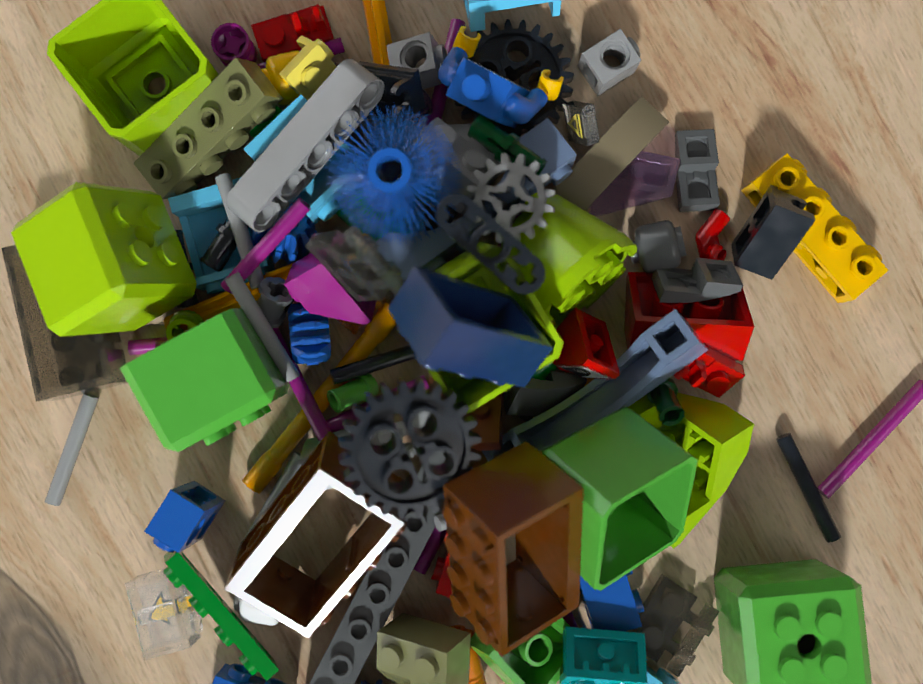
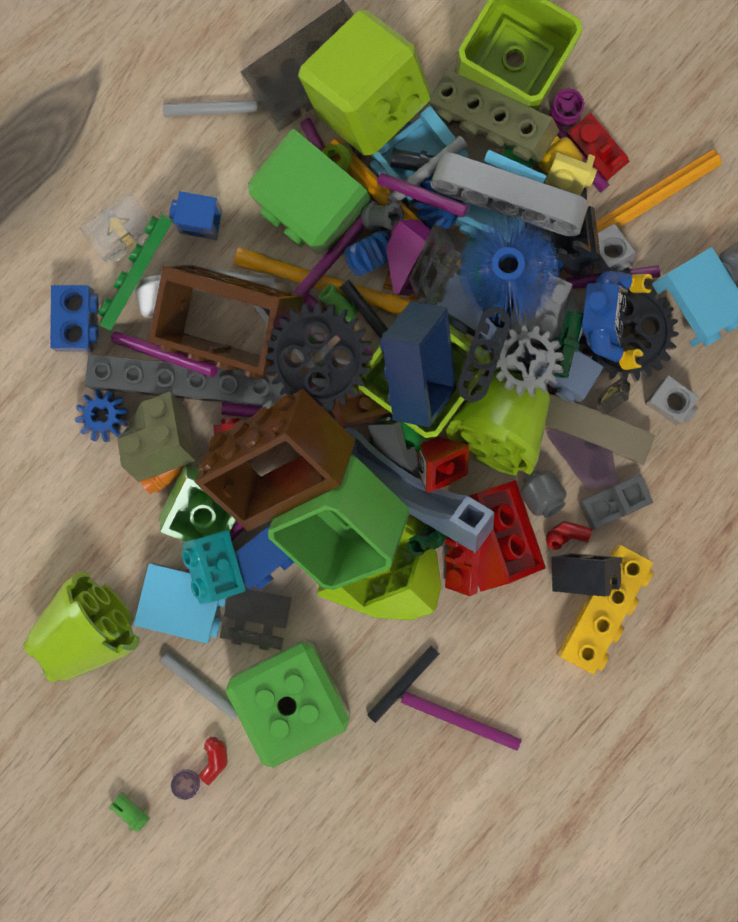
camera: 70 degrees right, 0 degrees up
(262, 327) = (361, 216): light grey piece -> none
(304, 645) = (153, 350): none -> magenta bar
(705, 281) = (530, 540): dark grey slope -> none

